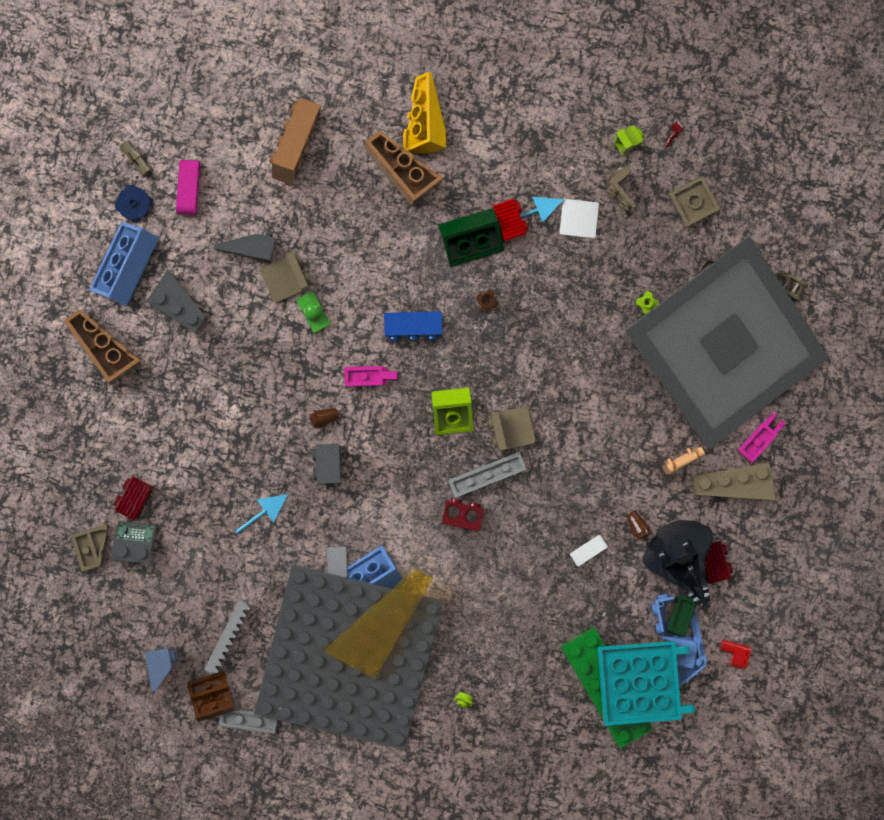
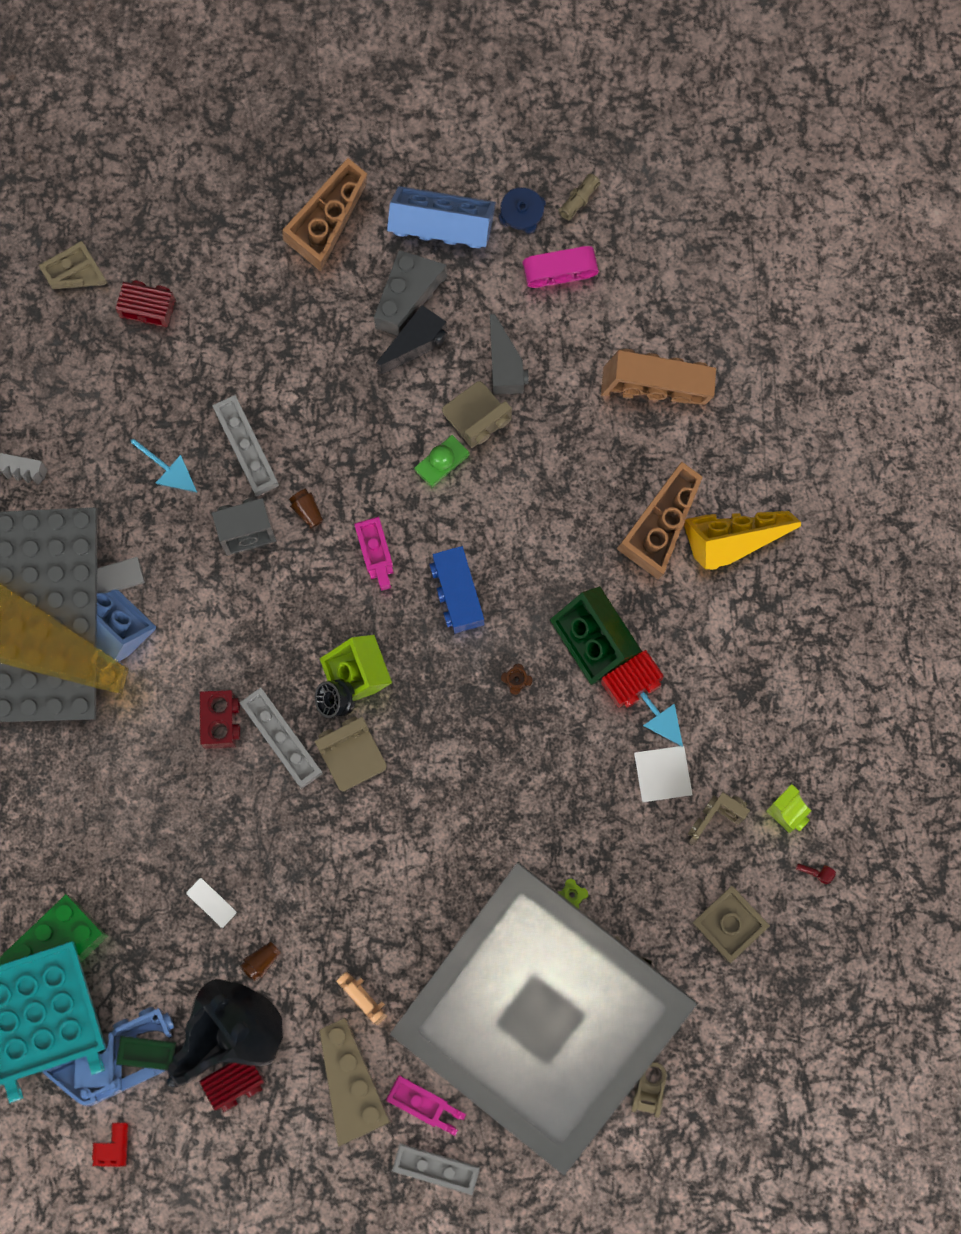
camera: 80 degrees right, 10 degrees down
(134, 542) = (88, 319): dark grey slope -> none
(215, 305) = (415, 339): none -> black slope
(264, 450) = (245, 445): none -> light grey gear
(470, 430) = (334, 698): none -> black wheel
(803, 441) = (436, 1169): none -> light grey tile

